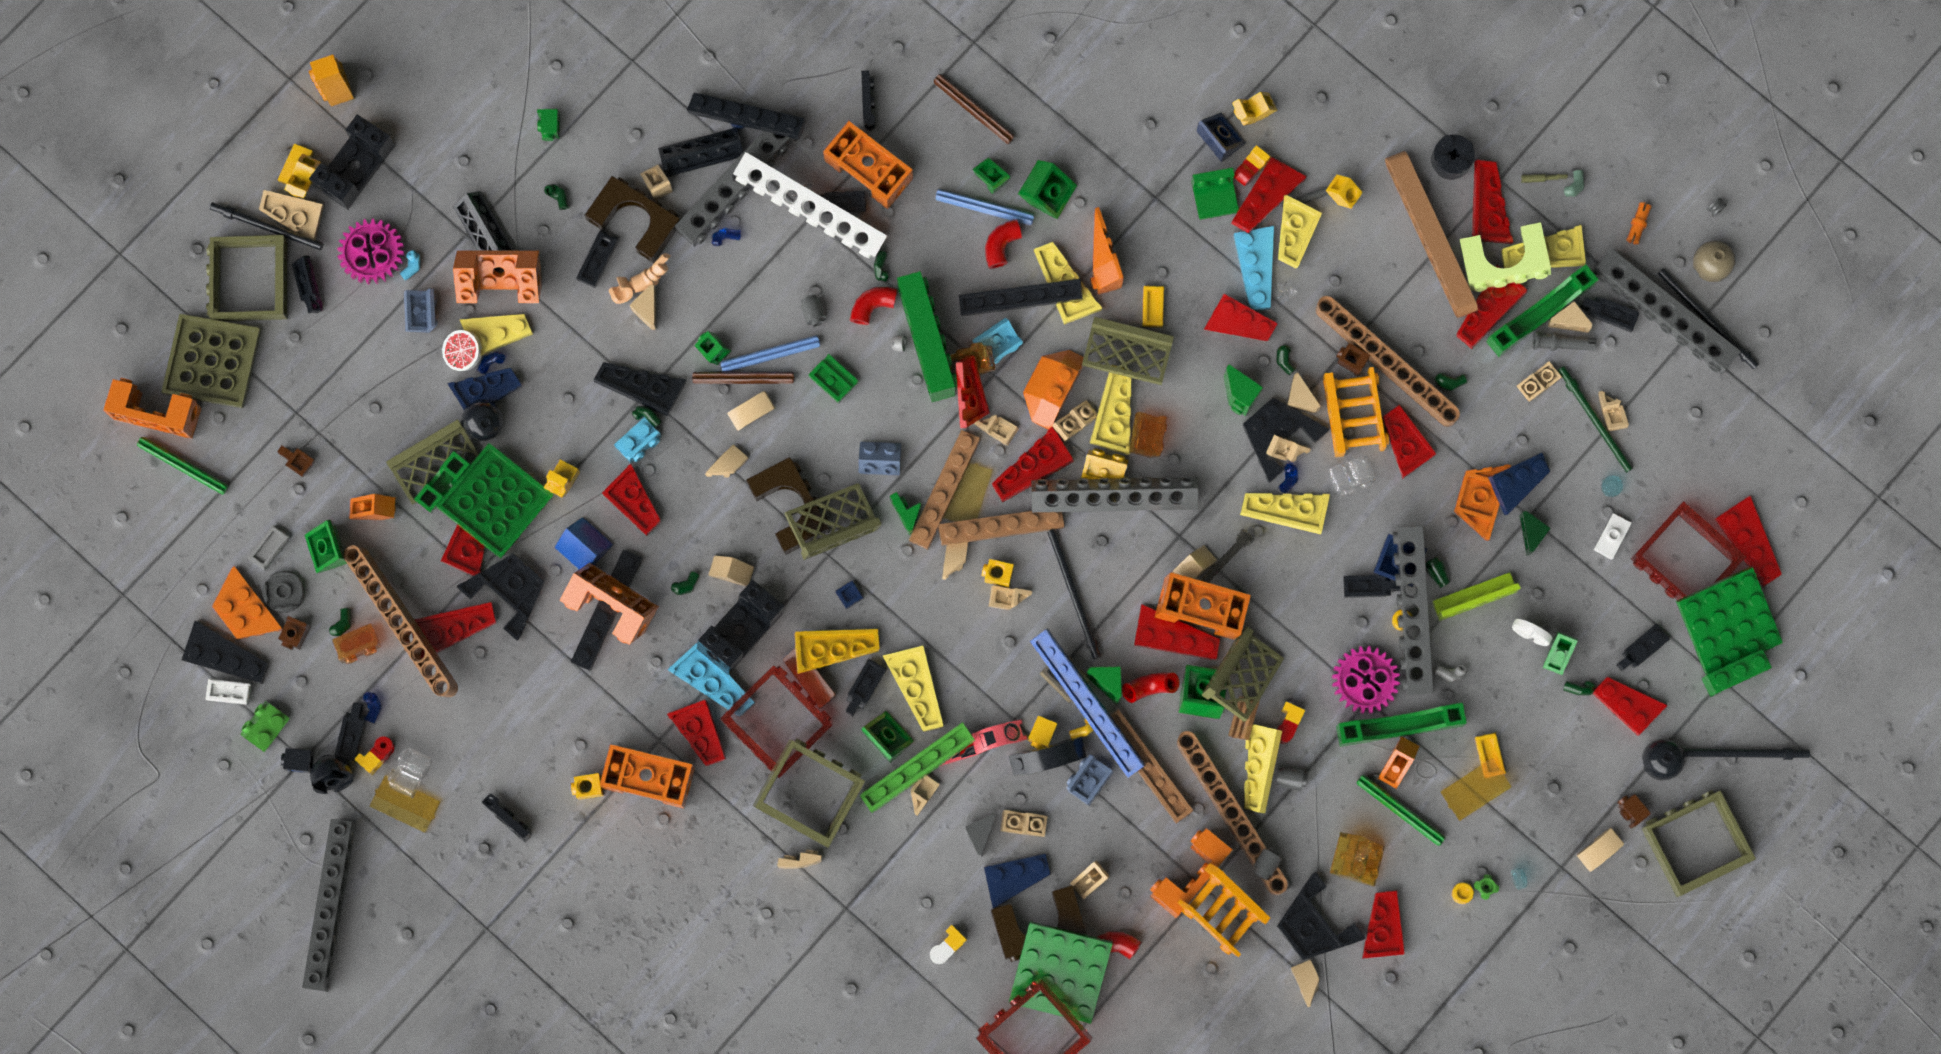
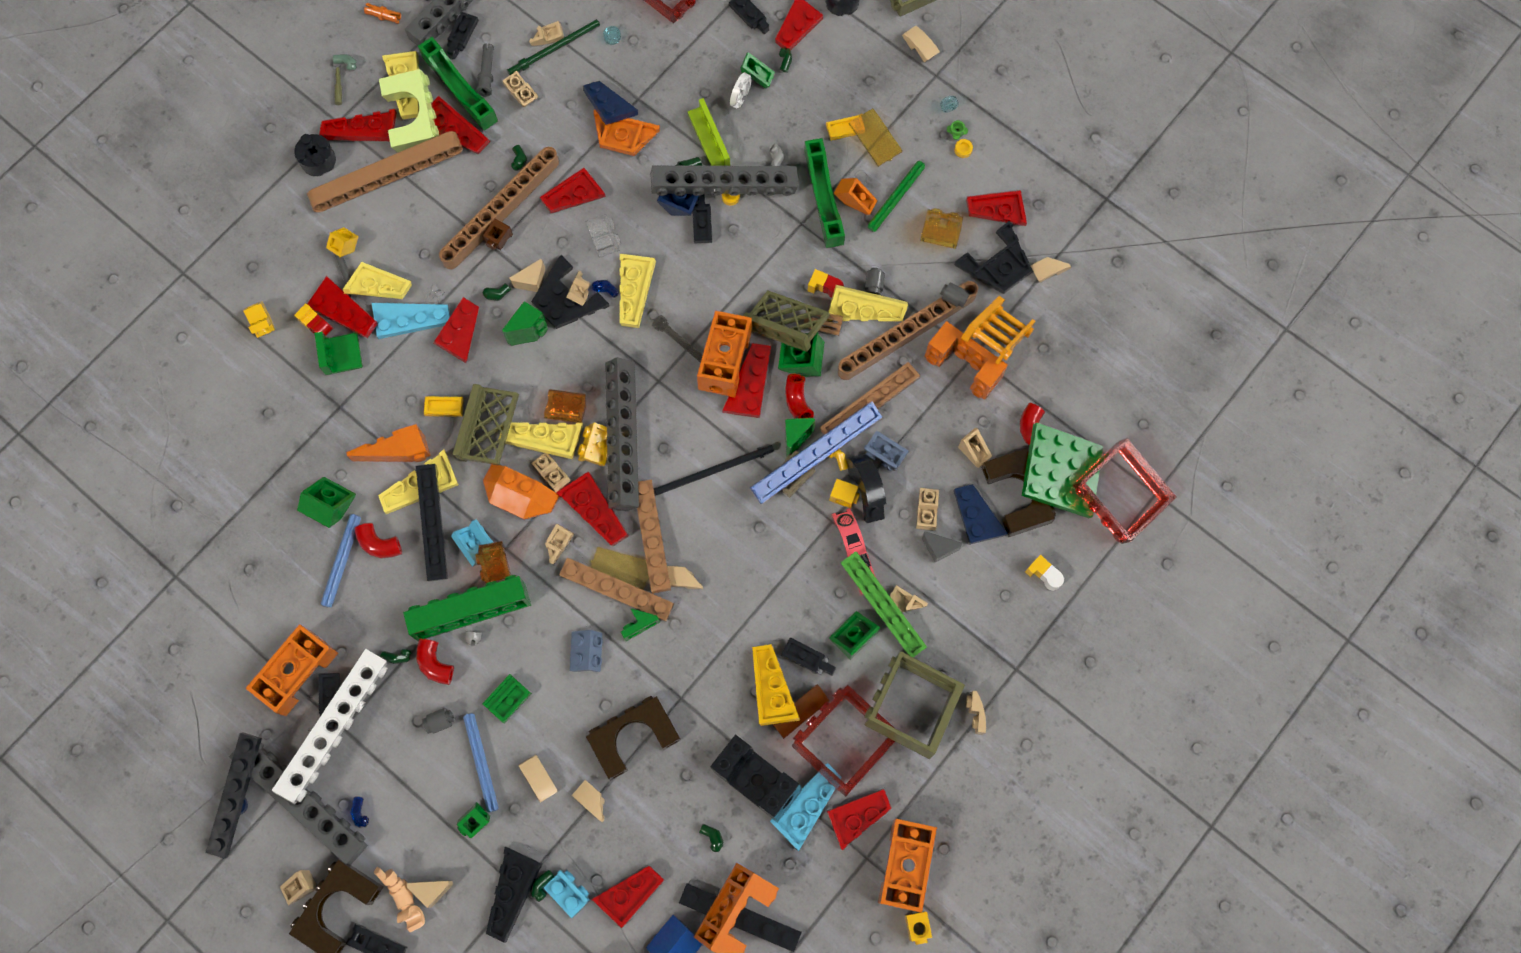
camera: 90 degrees left, 5 degrees down
(700, 154) = (271, 841): black fence -> none
(731, 570) = (697, 792): tan slope -> none
(743, 377) = (504, 788): reddish brown axle -> none
(839, 537) = (665, 688): olive fence -> none
(849, 594) = (719, 676): dark blue tile -> none
(868, 101) = (227, 675): black plate -> none
(915, 682) = (801, 610): light yellow wing -> none
(970, 392) = (522, 564): red wing -> none
(974, 109) = (242, 573): reddish brown axle -> none
(991, 175) = (309, 552): green slope -> none
(1006, 568) = (693, 529): yellow brick -> none
(1007, 598) = (718, 529): tan slope -> none
(1196, 563) = (685, 365): tan slope -> none
(1220, 136) = (284, 350): dark blue slope -> none
(1338, 424) = (547, 250): light orange fence -> none
(1354, 695) = (798, 231): dark pink gear -> none
(1533, 531) = (653, 93): dark green slope -> none
(1571, 319) = (465, 62): tan slope -> none
(1612, 536) = (655, 35): white plate -> none
(1633, 809) = (887, 18): reddish brown brick -> none

